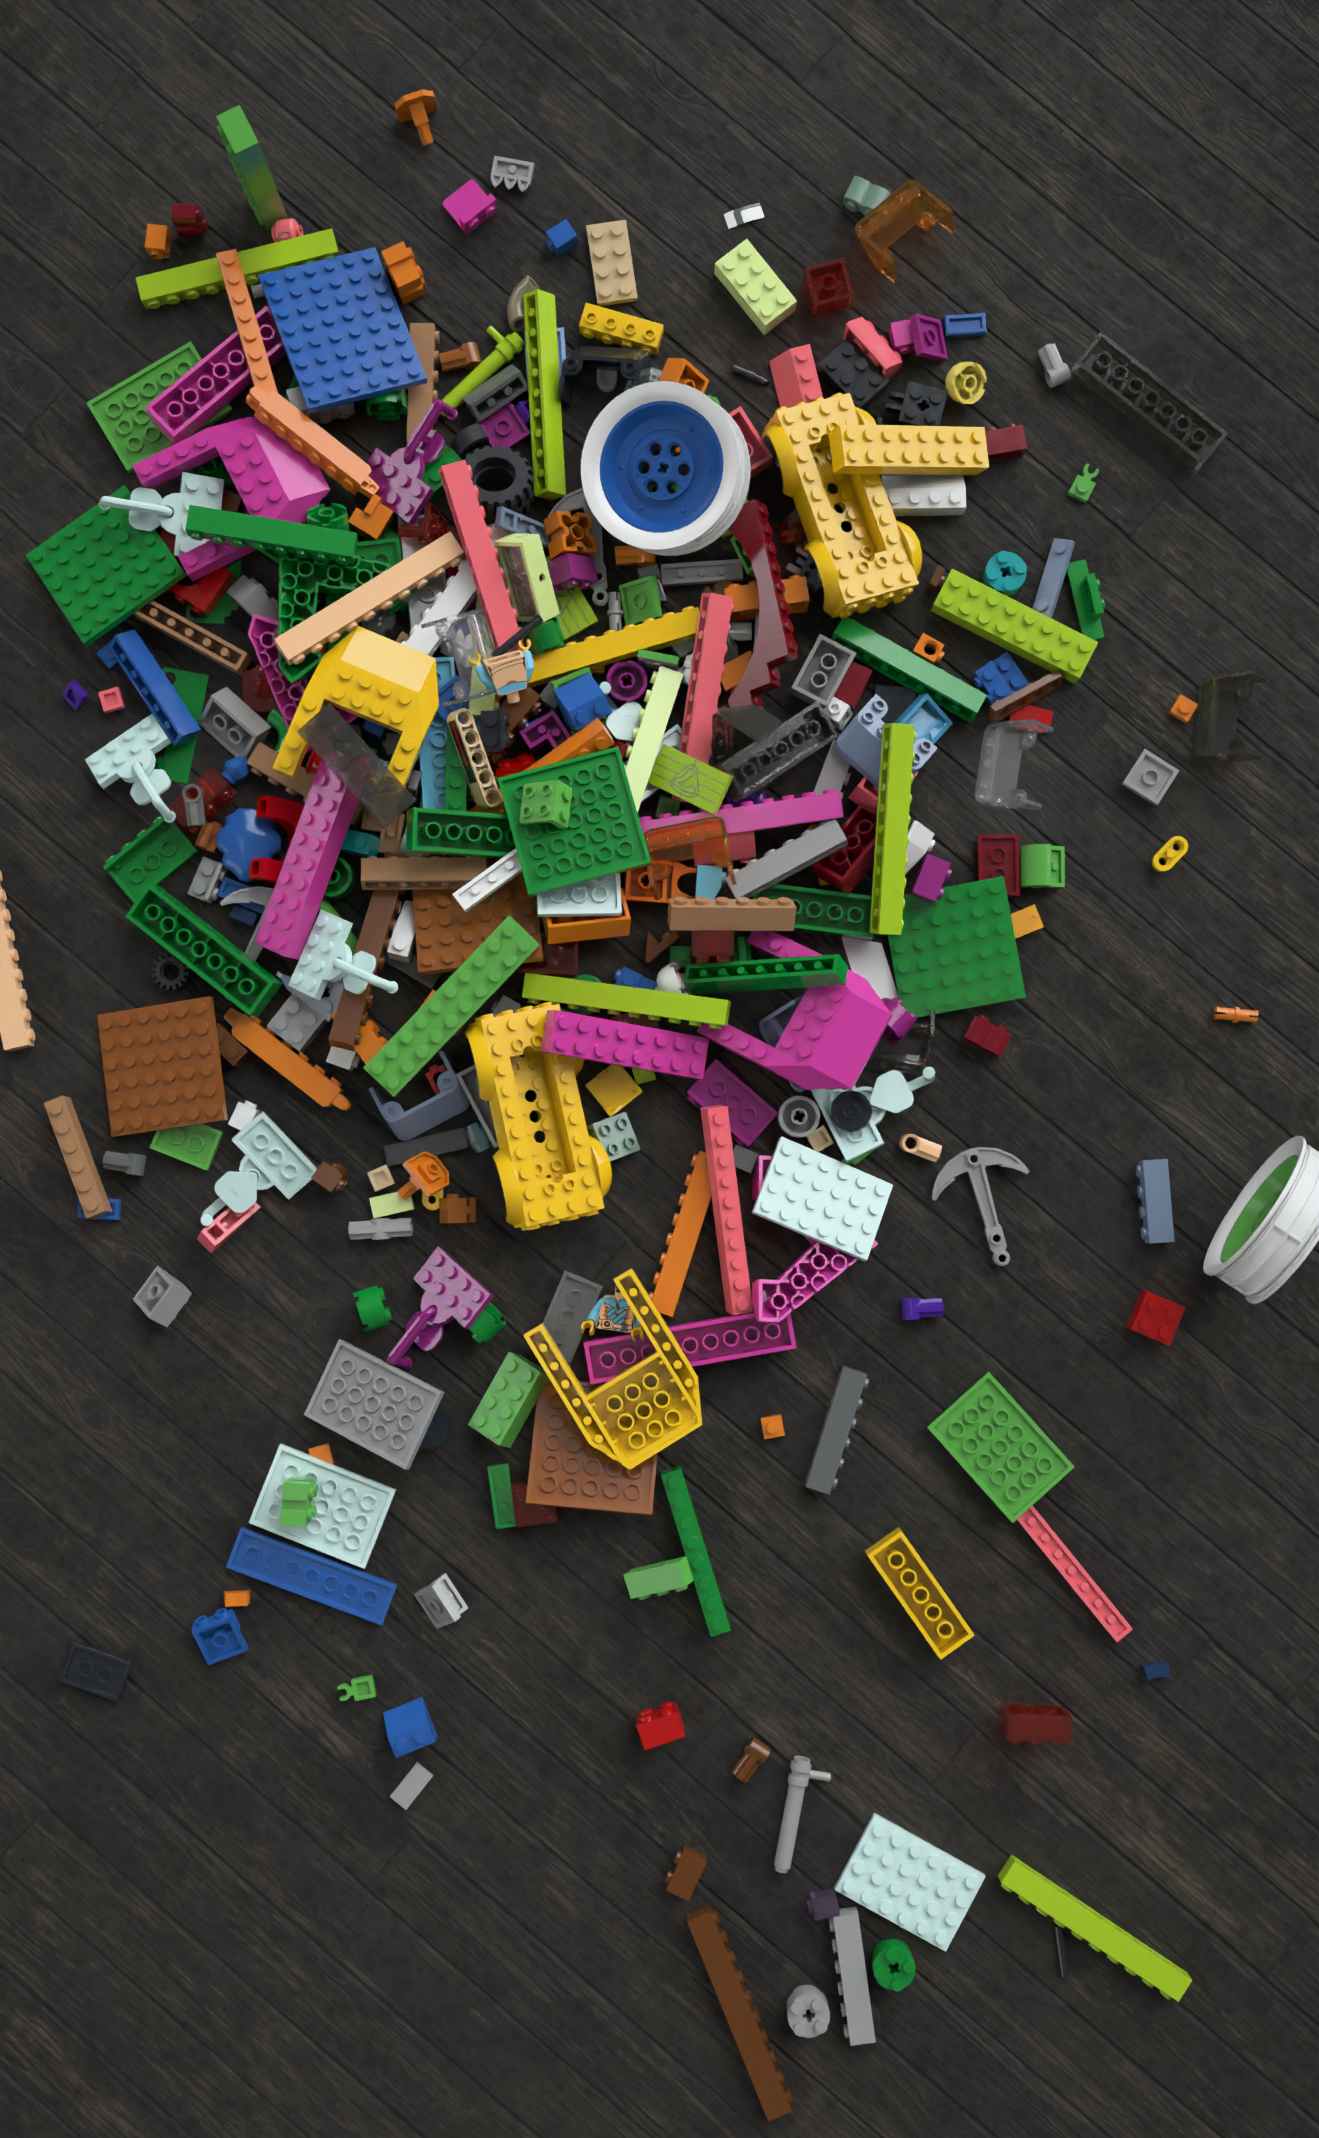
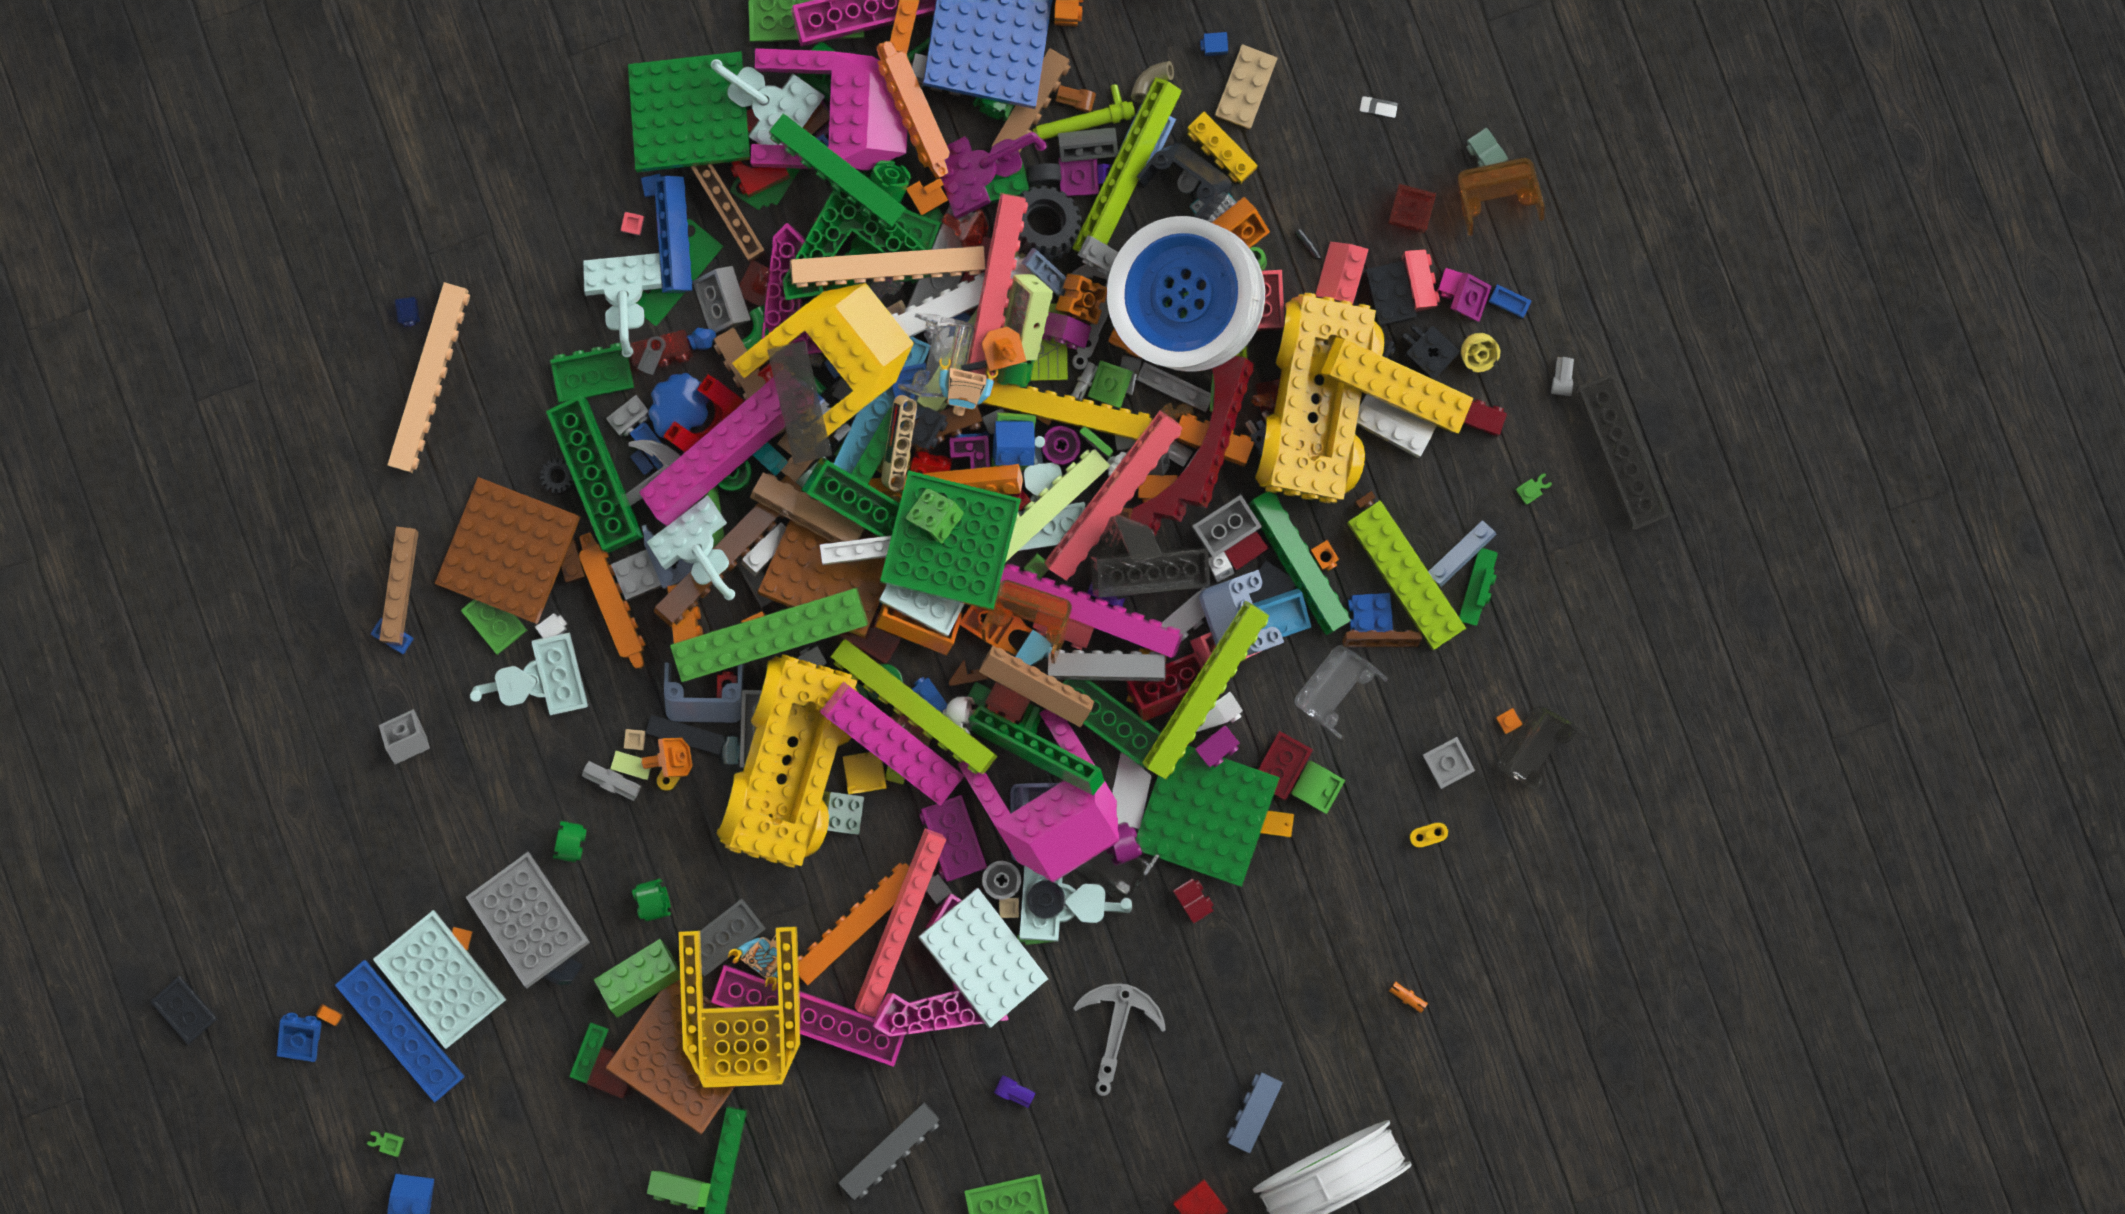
camera: 30 degrees right, 0 degrees up
(75, 695) = (604, 203): dark purple plate -> none
(129, 1163) = (437, 613): dark grey piece -> none
(207, 837) = (648, 382): dark orange brick -> none
(224, 1227) = (485, 708): coral slope -> none
(253, 598) = (794, 207): light grey brick -> none
(298, 1501) = (423, 964): bright green brick -> none
(331, 1176) = (595, 716): reddish brown brick -> none
(343, 1058) = (657, 625): white brick -> none
(441, 1601) = (492, 1110): light grey bracket -> none
(448, 1295) = (635, 866): plate -> none
(455, 1209) = (680, 799): dark orange brick -> none
(522, 616) = (1002, 348): none -> orange piece
(562, 486) = (1097, 254): none -> light grey bracket
(690, 779) = (1065, 556): lime tile -> none
(755, 286) = (1352, 174): yellowish green brick -> none
(772, 1426) = (839, 1120): orange plate -> none
(922, 1147) = (1088, 962): light nougat piece -> none
(1009, 564) = (1433, 530): teal brick -> none
(1035, 713) = (1380, 659): red tile -> none

